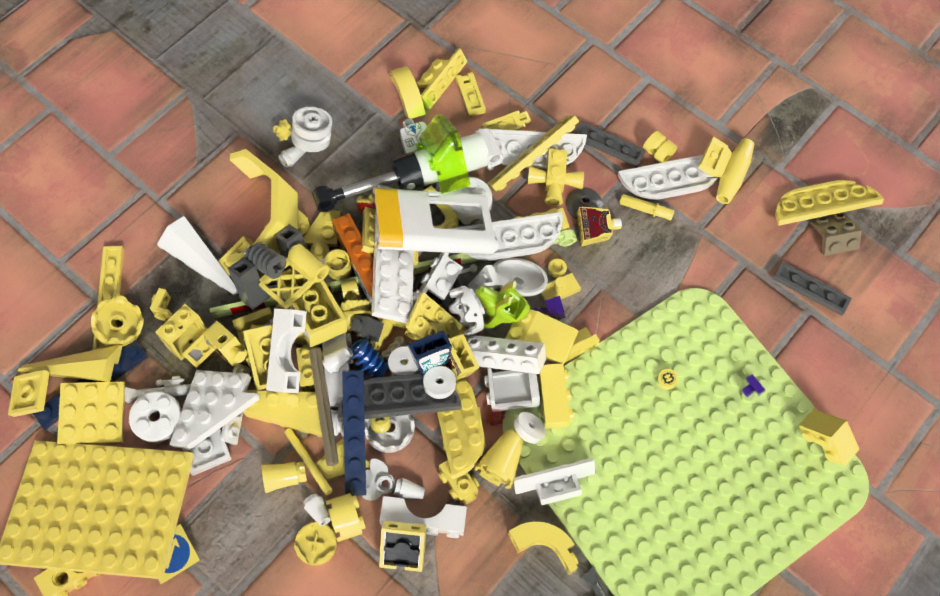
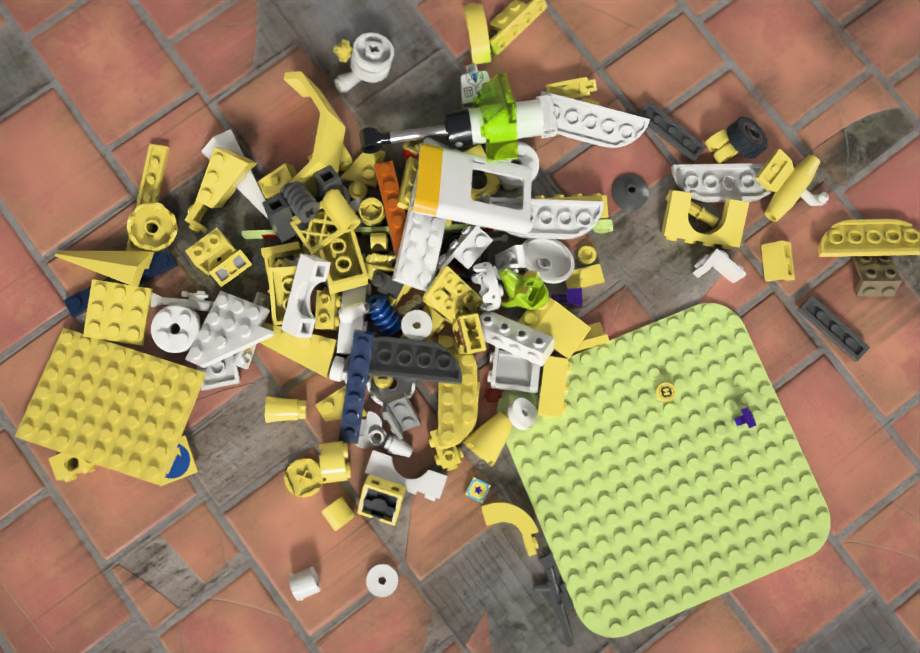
camera: 10 degrees right, 15 degrees up
(28, 393) = (62, 281): light yellow plate -> none
(182, 261) = (223, 176): none -> light yellow wedge
(231, 349) = (256, 279): light yellow torso -> none
(308, 461) = (310, 400): light yellow bar -> none
(316, 508) = (310, 447): white cone -> none
(324, 407) = (332, 355): dark tan axle -> none
(359, 572) = (338, 513): none -> light yellow piece
(405, 454) = (400, 414): none -> light grey bracket
(431, 351) = (442, 325): dark blue torso -> none
(437, 390) = (445, 346): white piece -> none
(470, 94) = (542, 47): light yellow plate -> none
(501, 517) = (477, 489): none -> tile
(537, 149) = (591, 128): light yellow plate -> none
(555, 177) = (607, 158): light yellow brick -> none
(557, 482) = (535, 472): white bracket -> none
(595, 225) = (635, 218): torso -> none
(681, 134) = (747, 137): none -> black wheel
(686, 220) = (727, 233): none -> light yellow arch
(688, 248) = (720, 261): none -> white bracket
(741, 238) = (778, 261): none -> light yellow panel
(758, 178) = (815, 200): none -> white arm
(831, 434) = (806, 482): light yellow brick -> none

